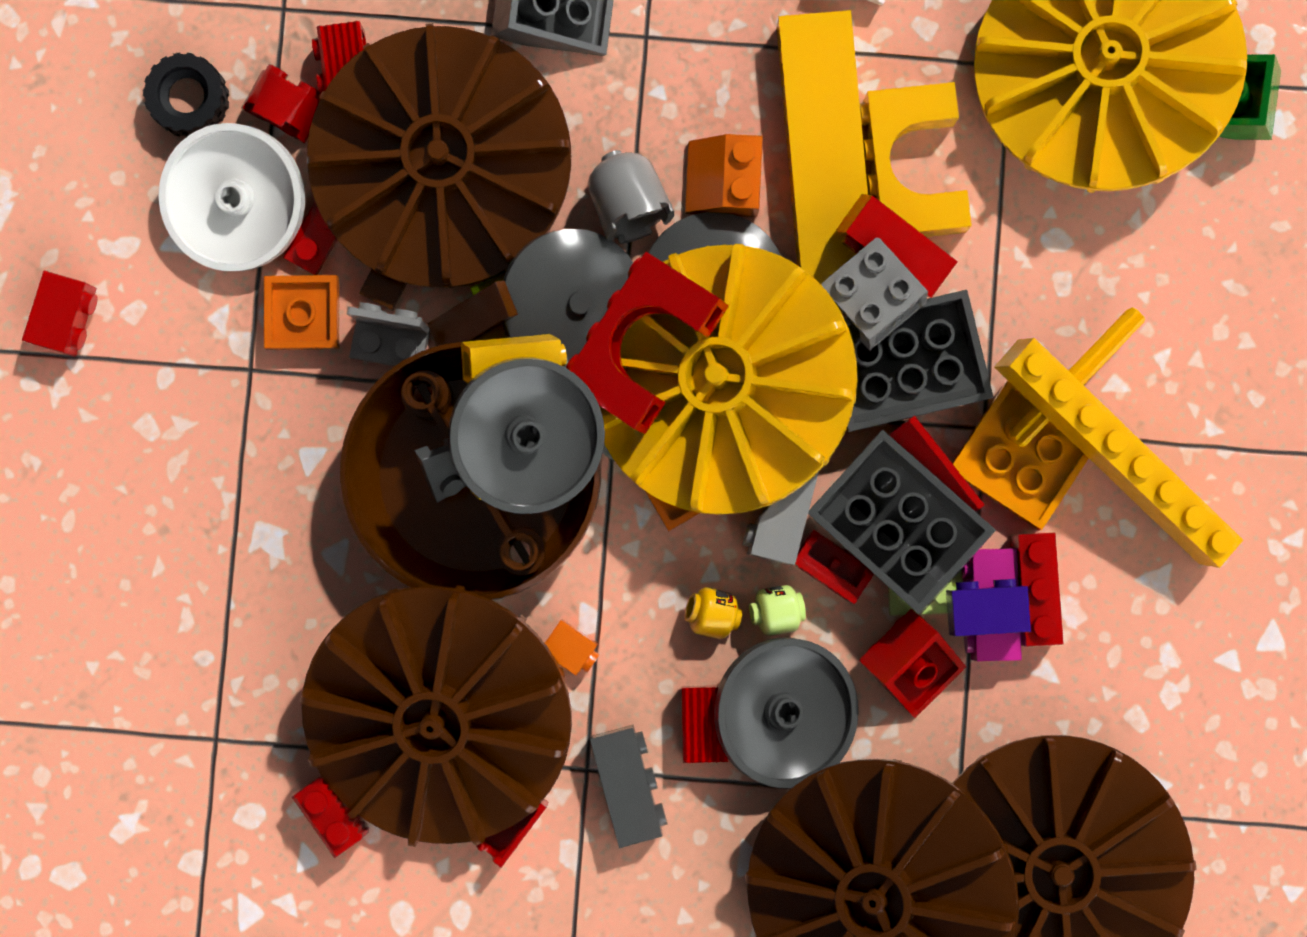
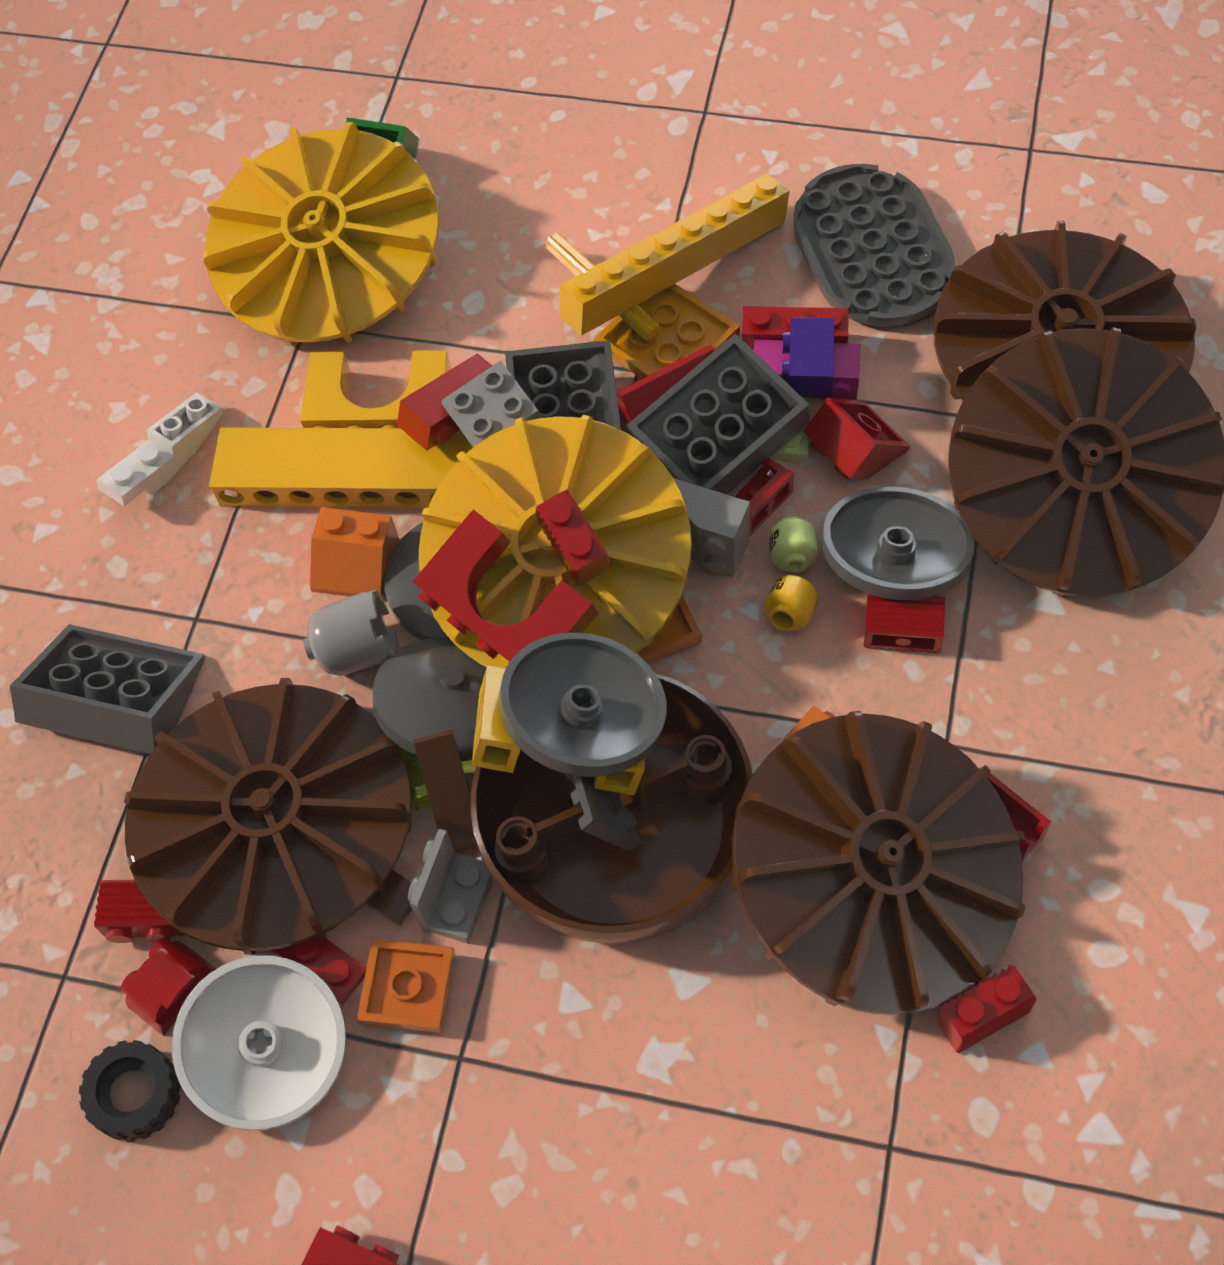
camera: 80 degrees left, 25 degrees down
(628, 785) = (968, 697): dark grey brick -> none
(704, 400) = (572, 537): none -> red brick
(1171, 663) = (873, 245): none -> dark grey plate

